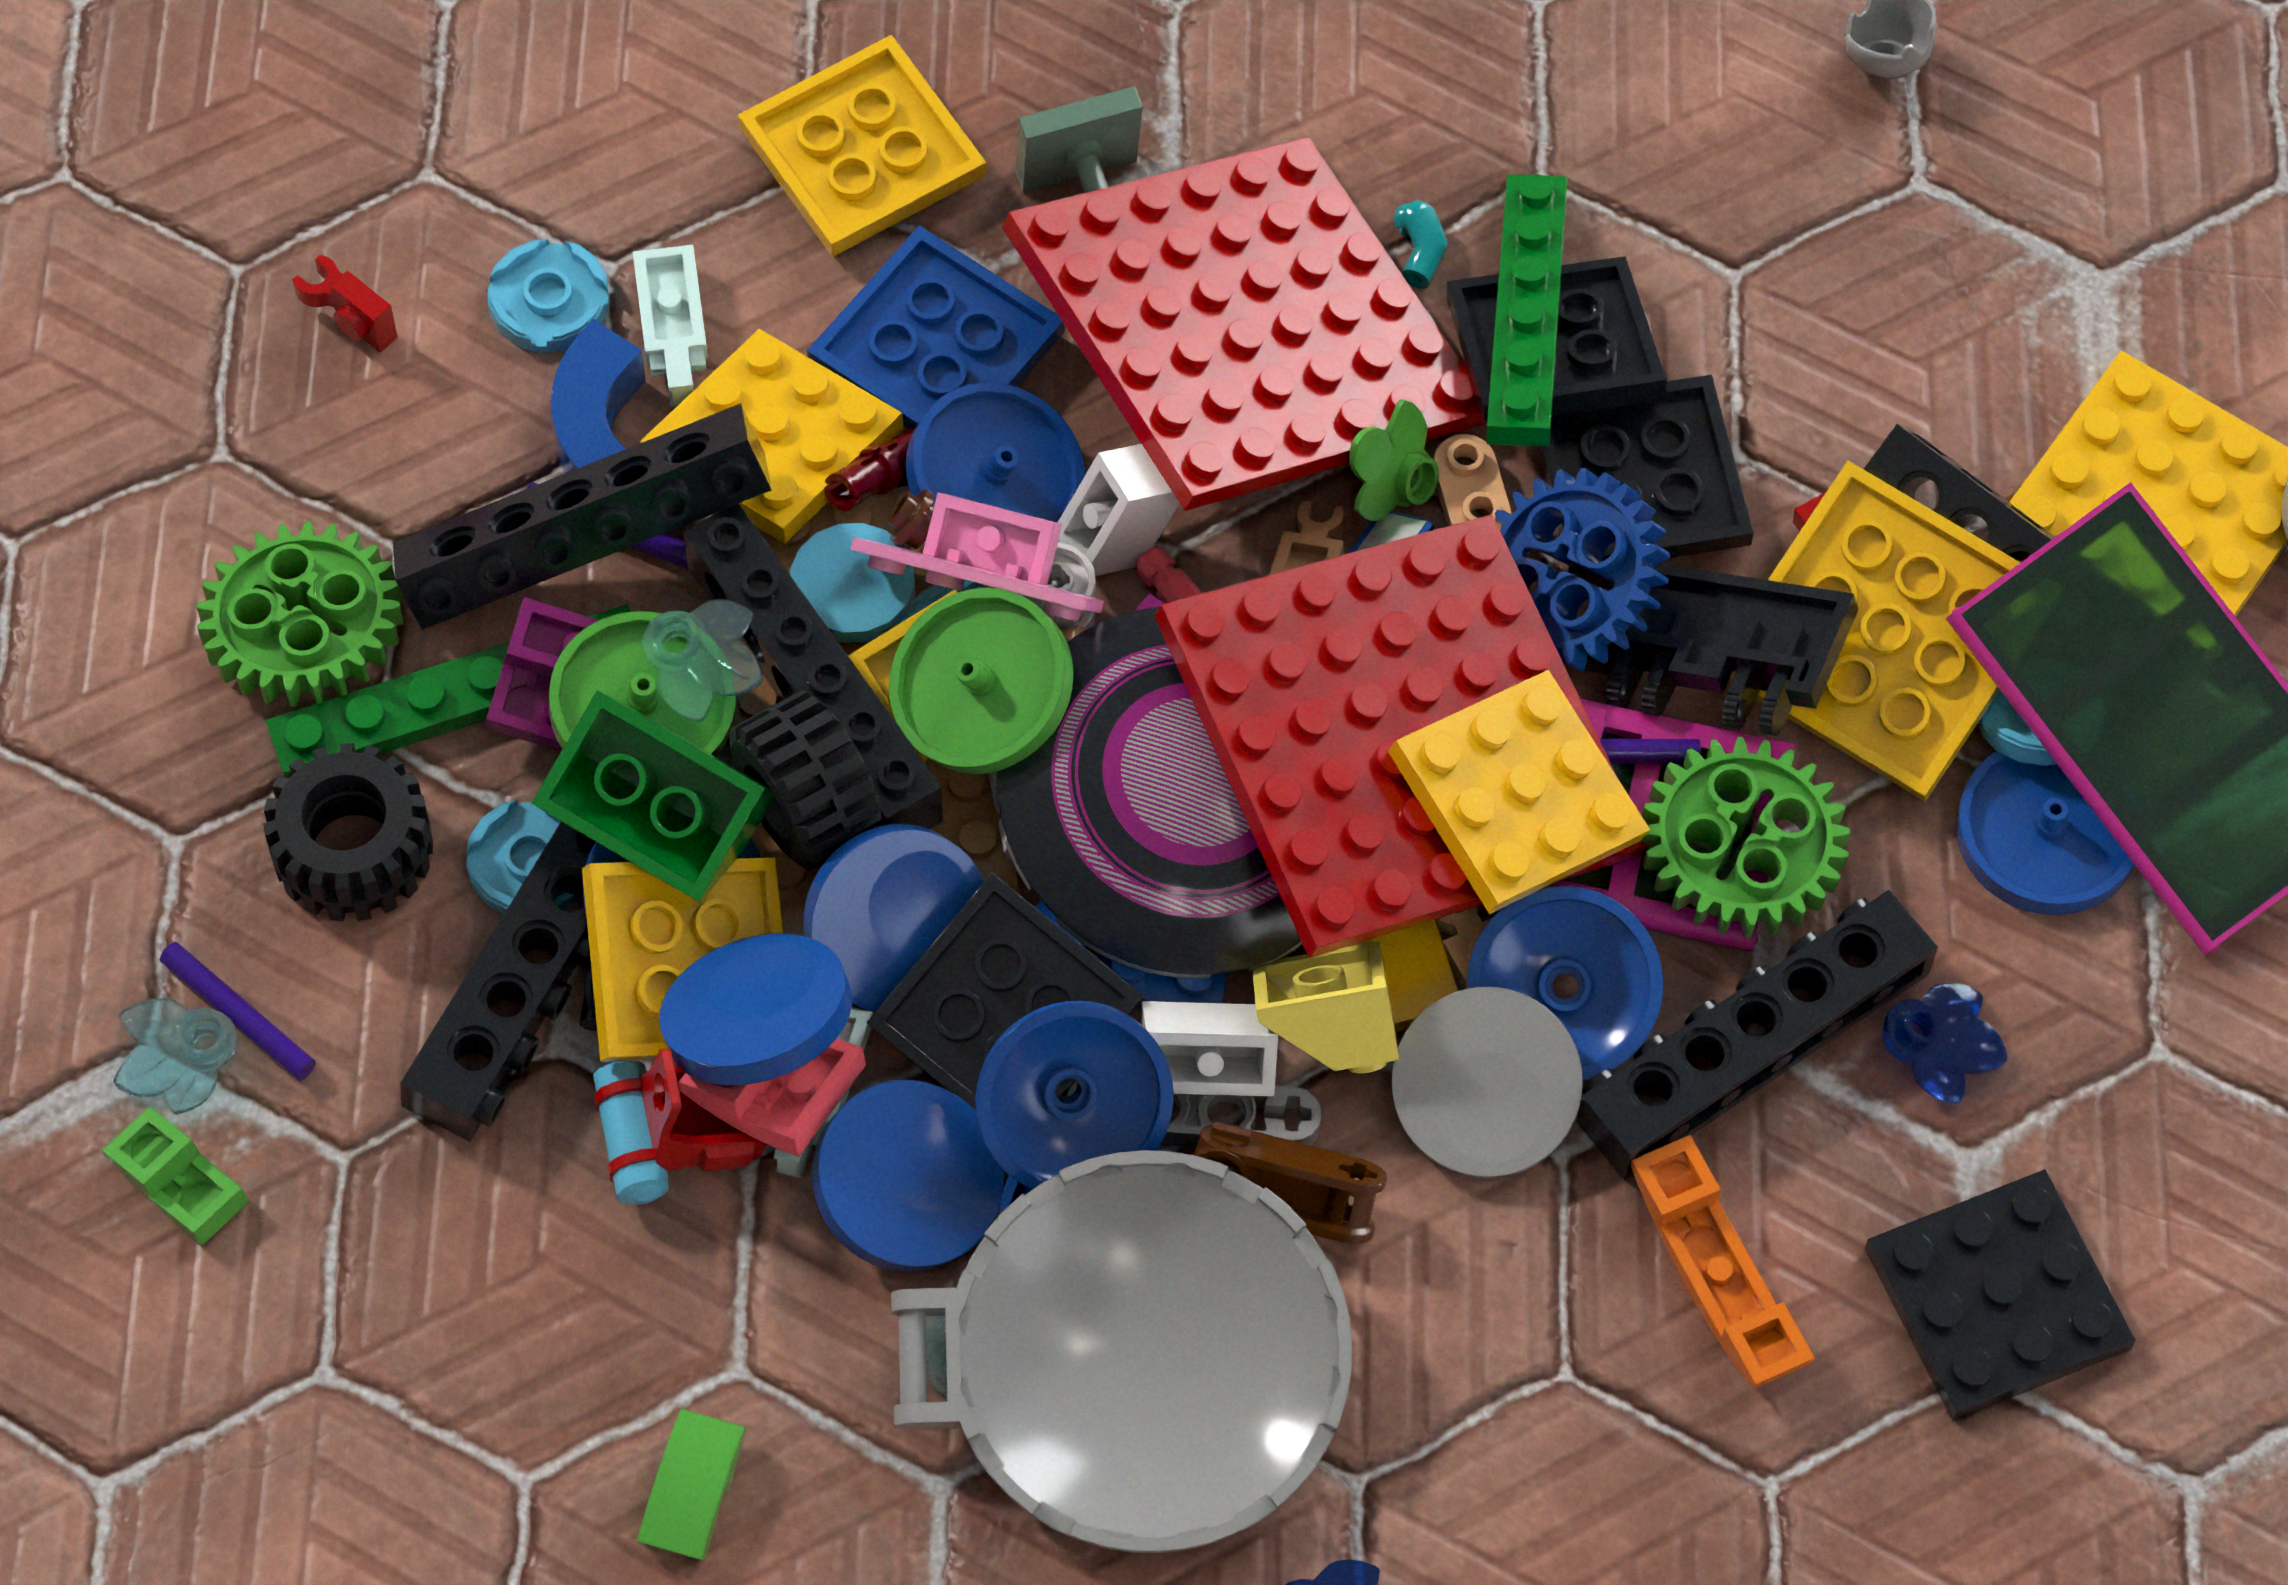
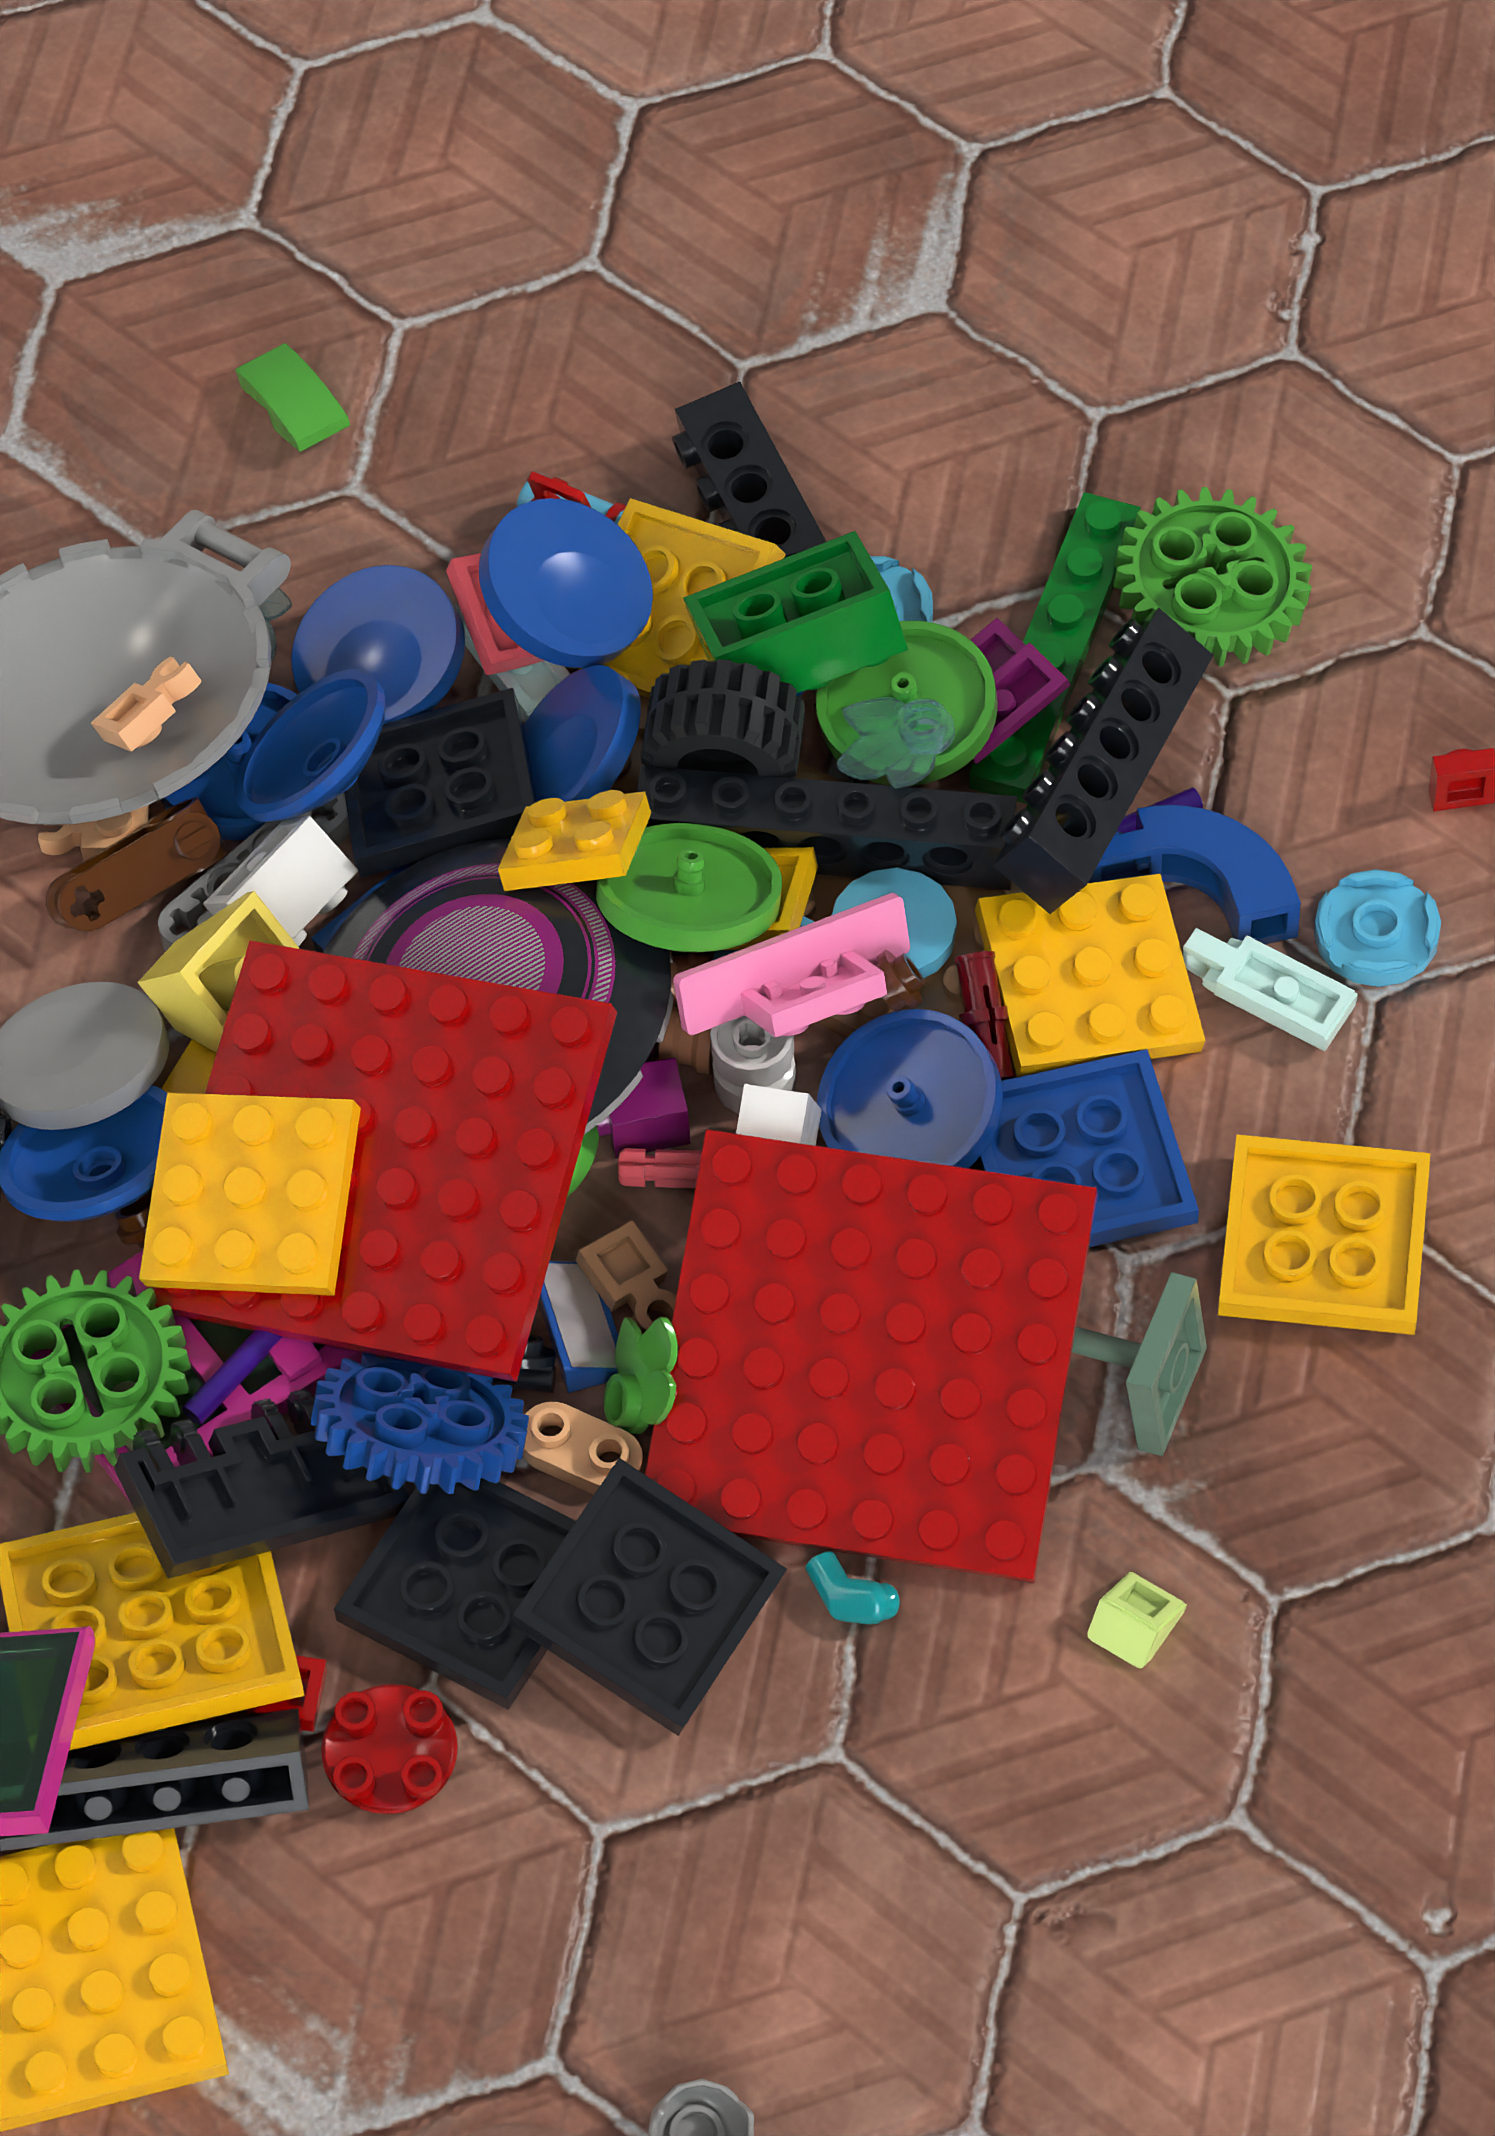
camera: 135 degrees right, 5 degrees down
(167, 1055) = (918, 305): clear light blue plate -> none
(175, 1176) = (831, 257): bright green slope -> none
(239, 1011) = (916, 364): dark purple bar -> none
(337, 788) = (982, 450): black tyre -> none
(1014, 785) = (575, 840): none -> yellow plate
(1146, 1288) = (139, 712): none -> light nougat plate
(1273, 66) = (1135, 1619): none -> yellowish green slope
(1527, 311) = (690, 1583): green plate -> none
(1811, 429) = (389, 1748): none -> red dish

